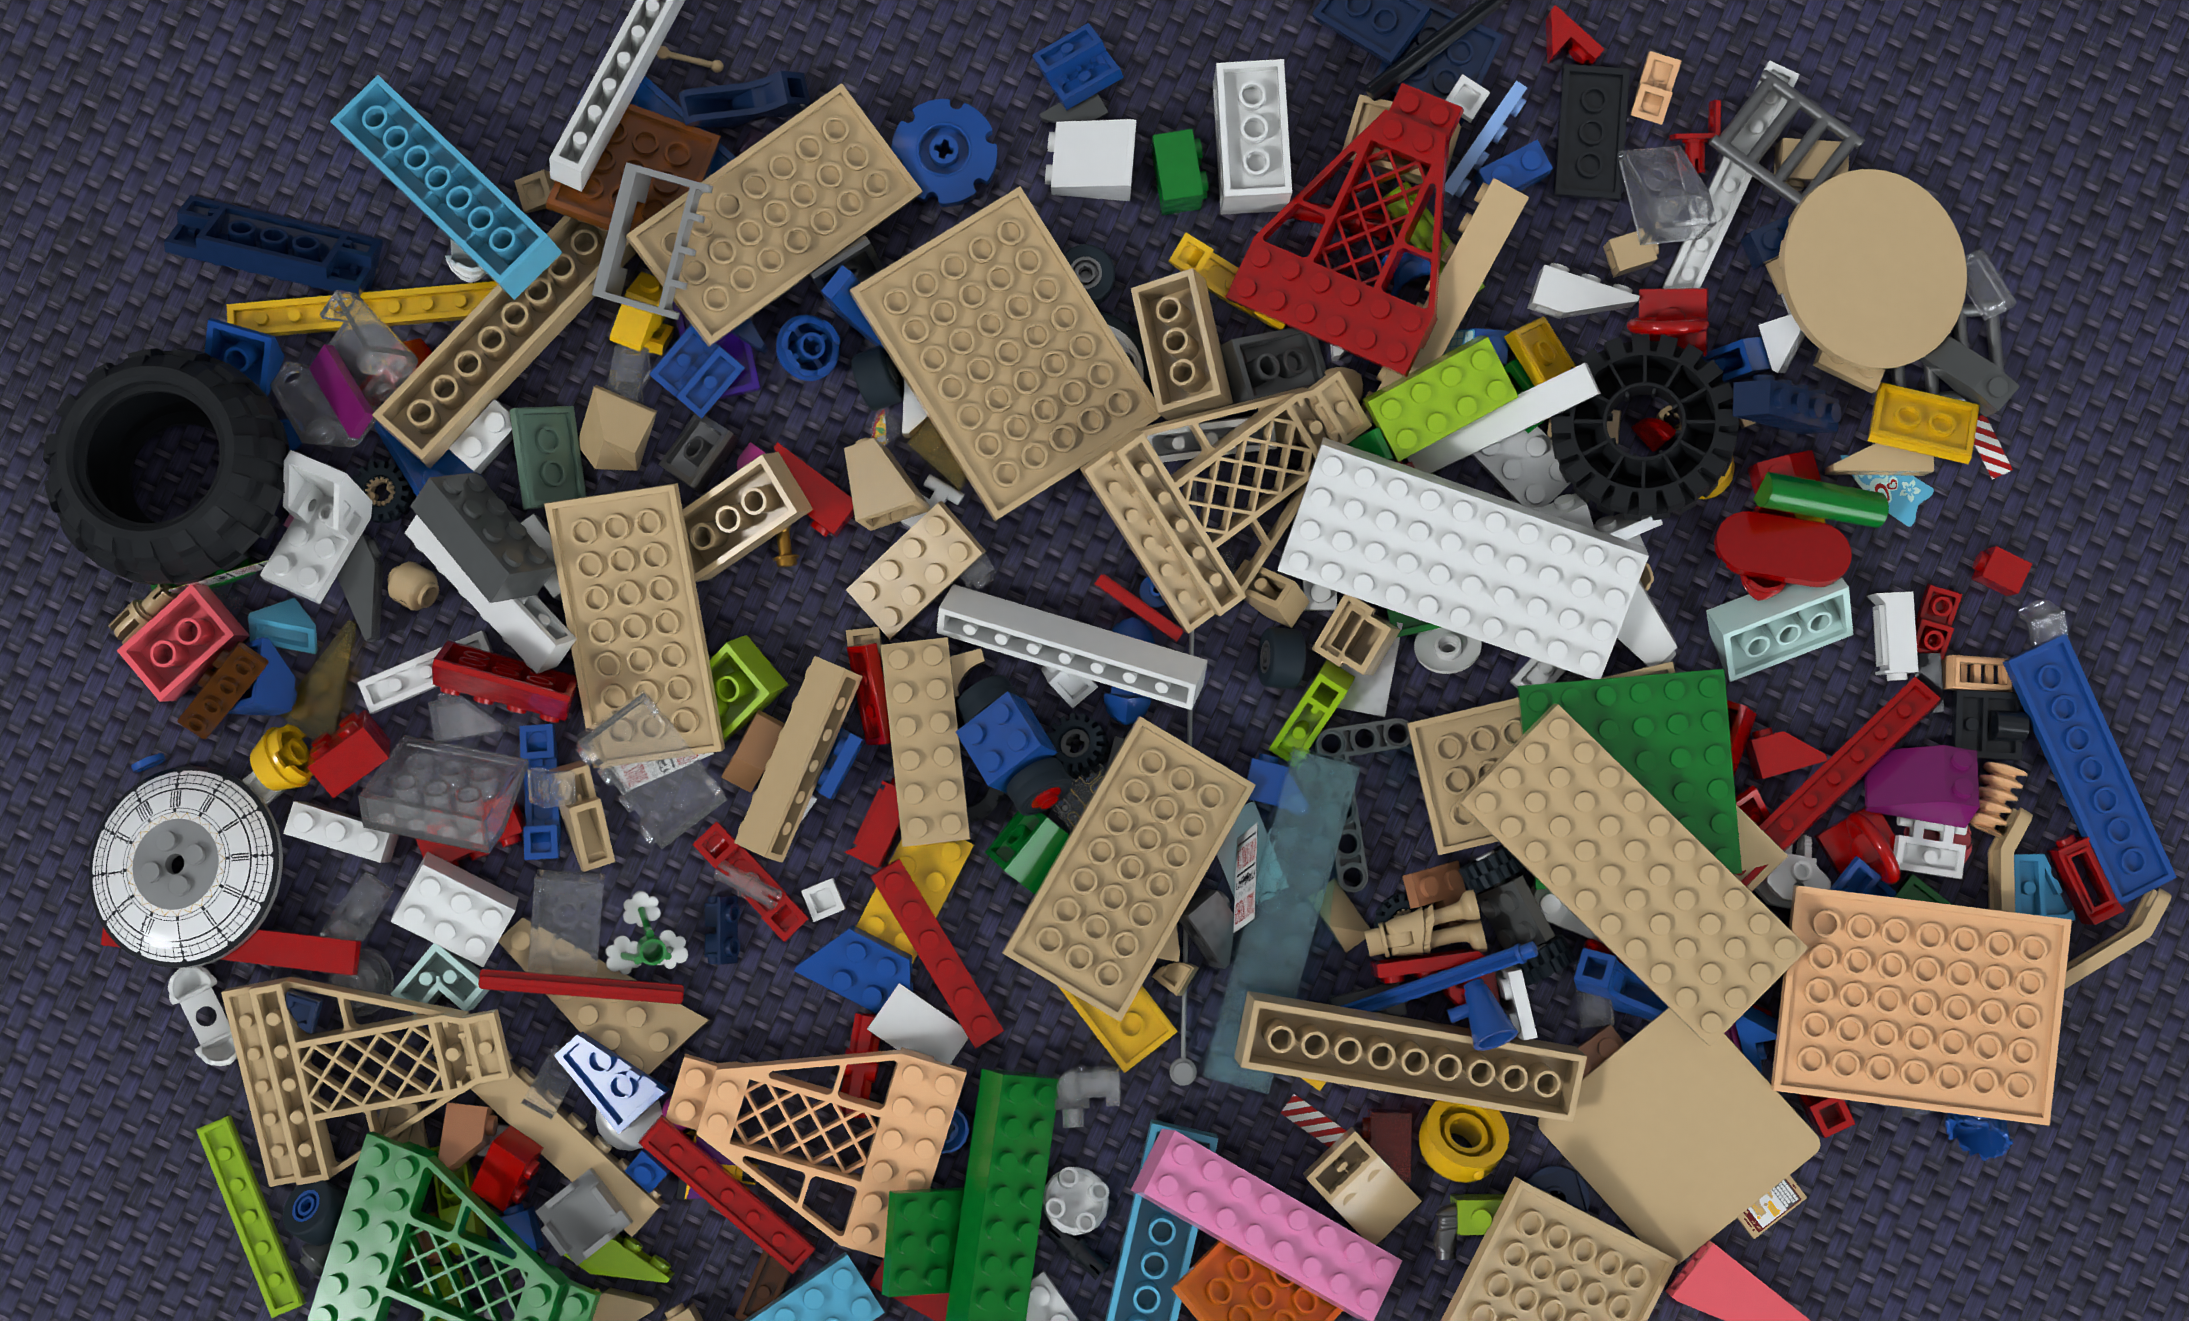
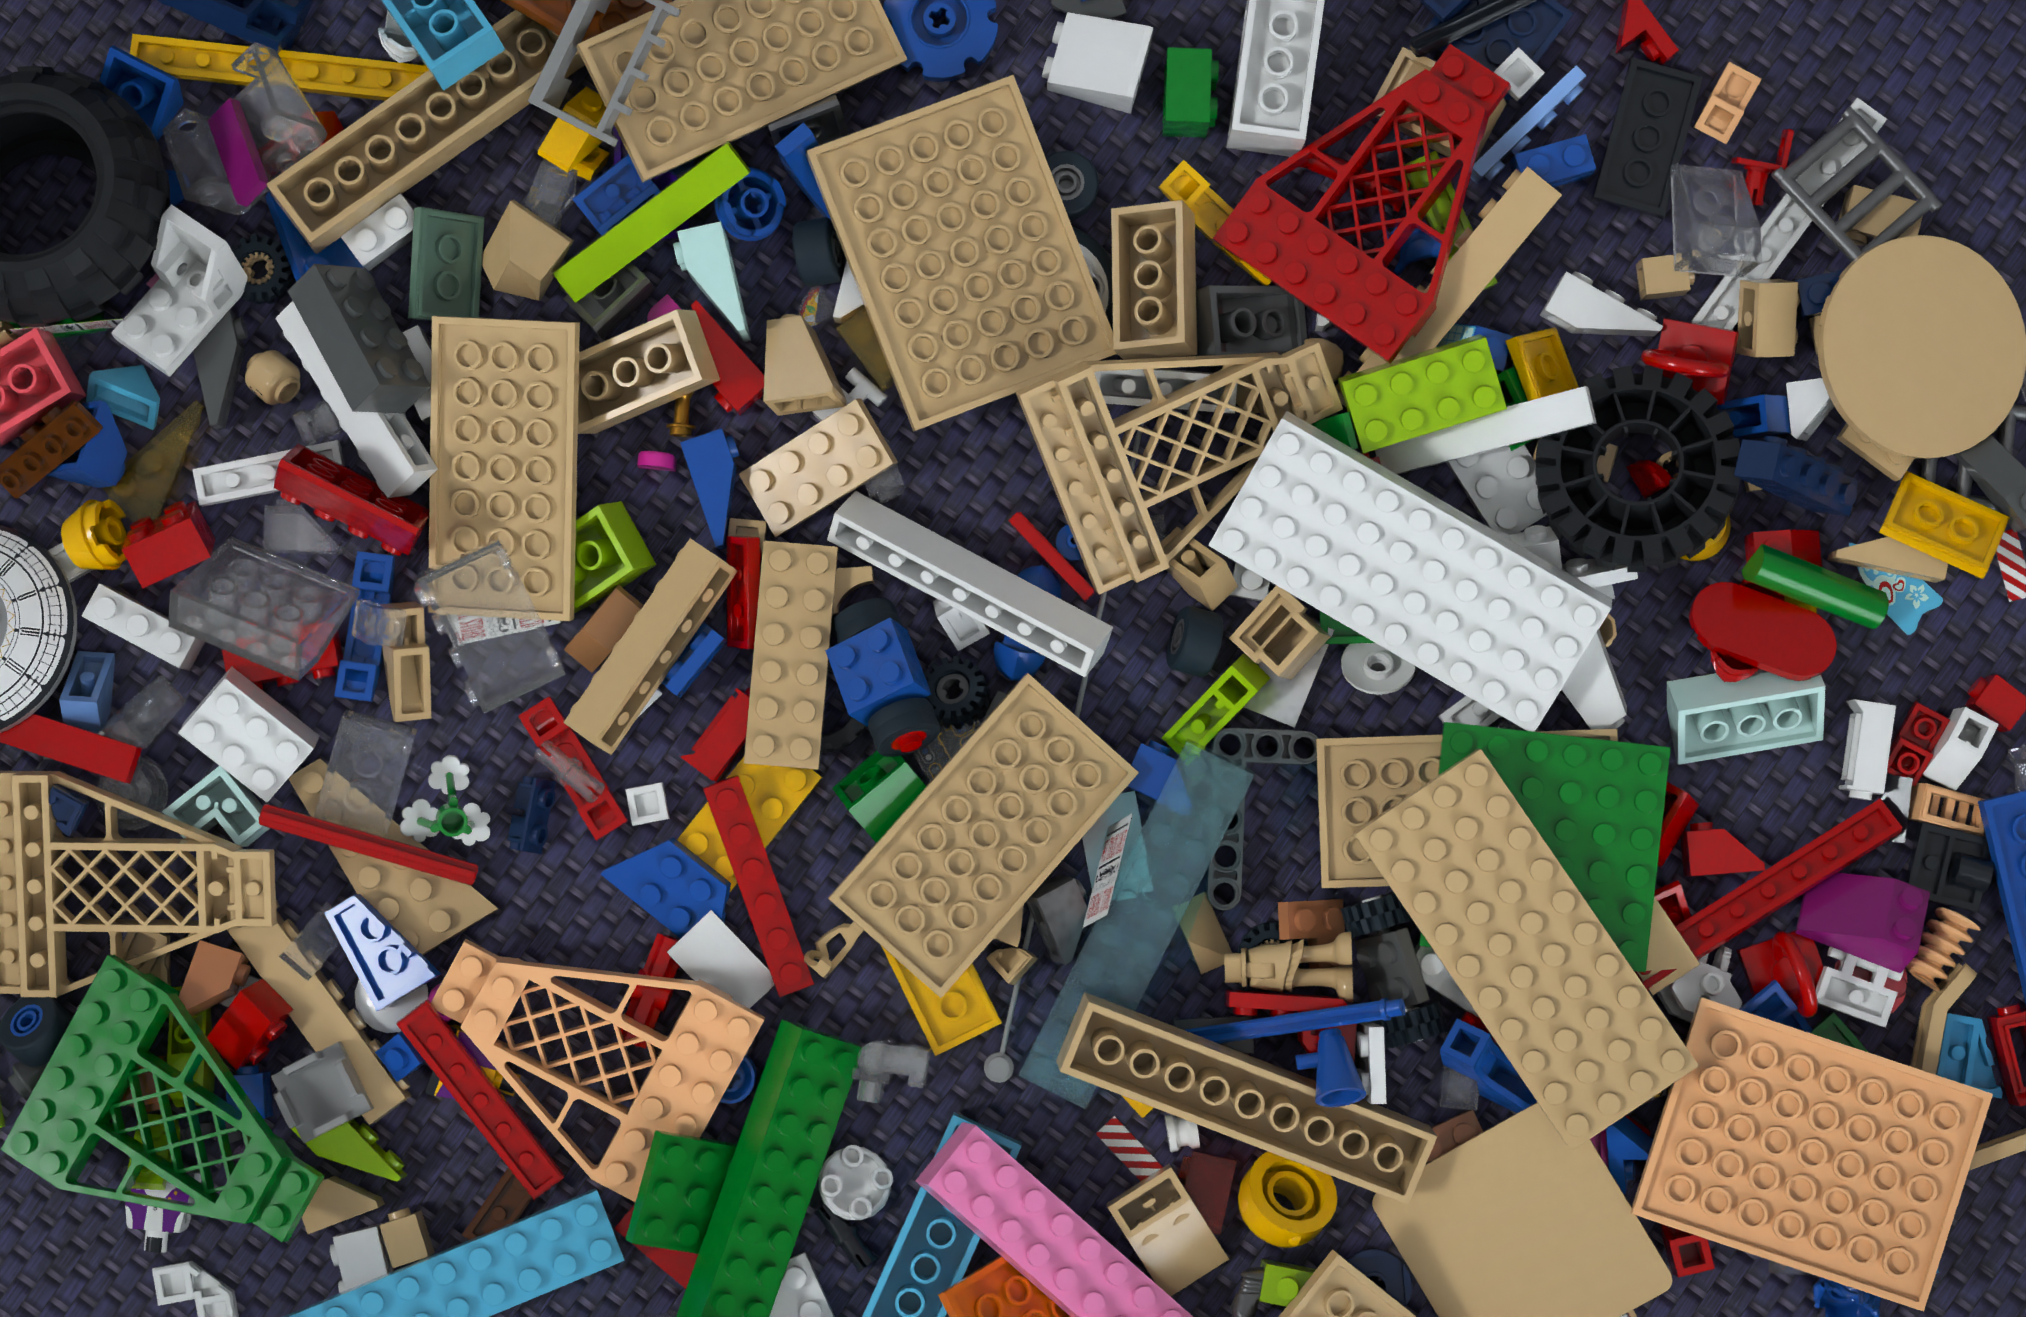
camera: 15 degrees right, 0 degrees up
(303, 899) = (88, 691): none -> medium blue slope
(460, 619) = (316, 423): none -> clear wheel
(724, 380) = (651, 222): none -> lime tile
(770, 592) = (656, 461): none -> dark pink tile
(783, 408) = (709, 261): none -> light aqua slope
(823, 593) = (713, 473): none -> blue slope
(1010, 1014) = (825, 966): none -> tan helmet
(1357, 1098) = (1181, 1133): none -> white wheel
(1730, 270) = (1767, 318): none -> tan brick
(1976, 617) = (1960, 747): none -> white slope

